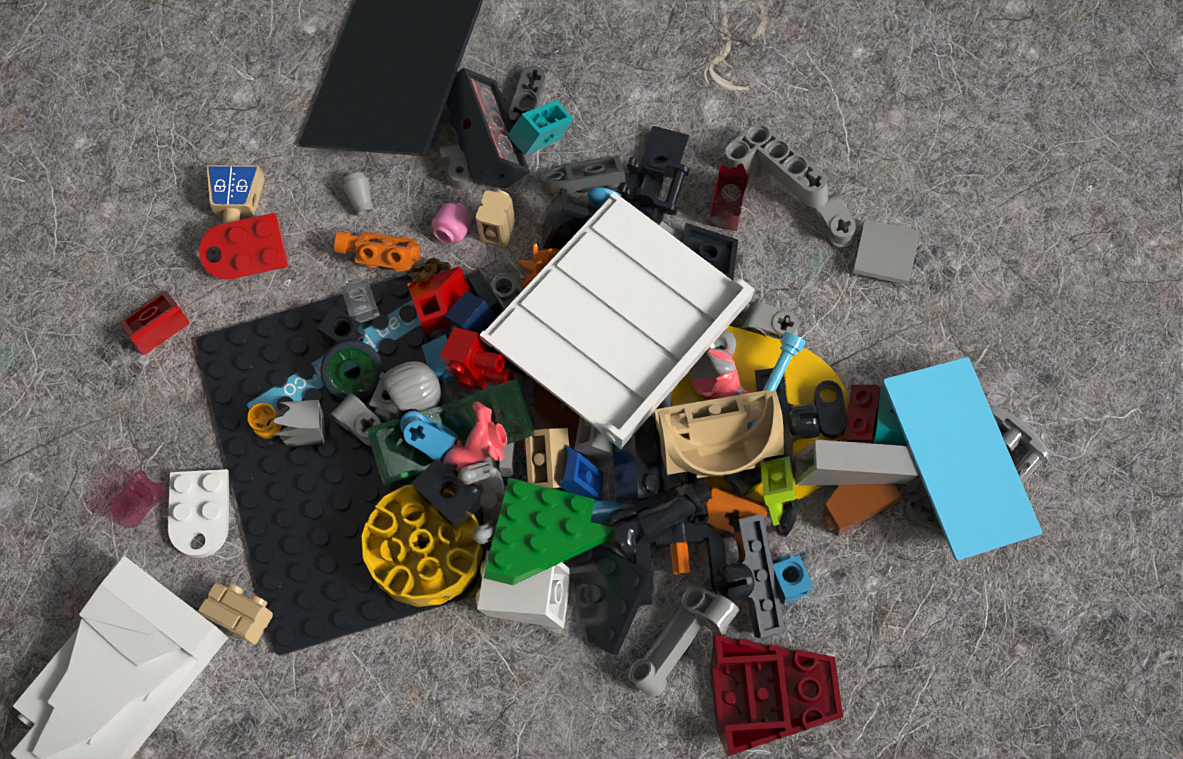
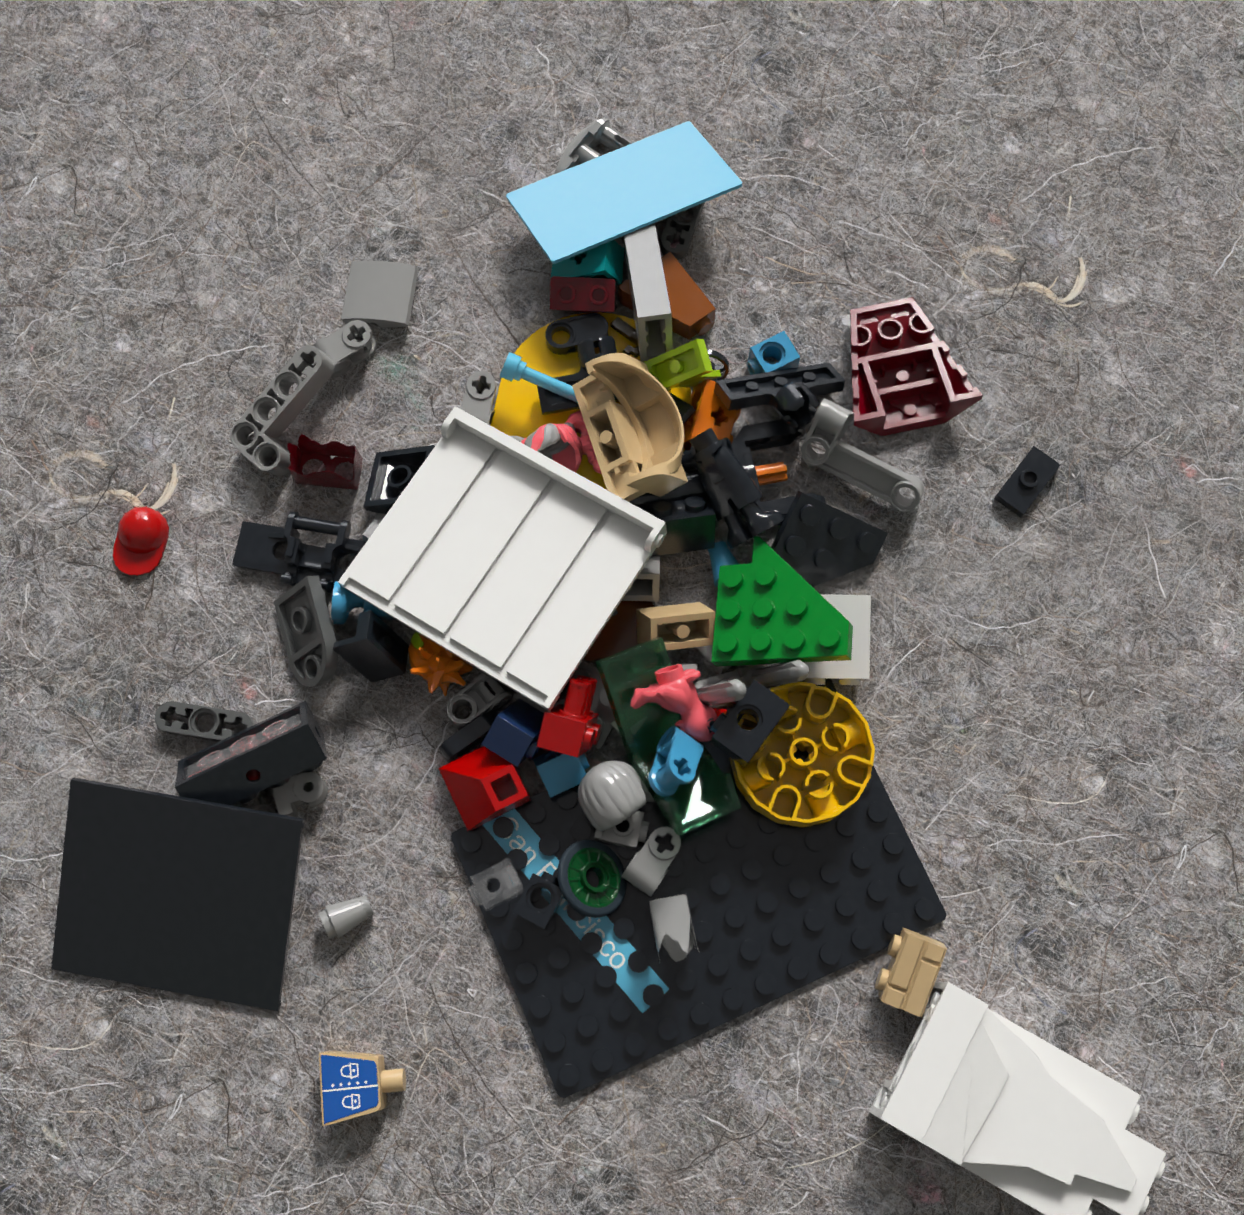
camera: 100 degrees left, 5 degrees up
(138, 497) = (784, 1129): clear pink piece -> none
(154, 322) = (544, 1162): red slope -> none
(198, 508) = (782, 1049): white plate -> none
(246, 247) = (432, 1051): red plate -> none
(261, 415) = (669, 979): light orange wheel -> none
(386, 253) = (427, 872): orange brick -> none
(431, 267) = (438, 805): dark brown piece -> none
(451, 223) = (380, 788): bright pink head -> none
(495, 218) = (373, 729): tan brick -> none
(540, 127) = (247, 690): teal brick -> none
(581, 476) = (688, 586): blue slope -> none
(683, 61) = (140, 541): none -> red cap

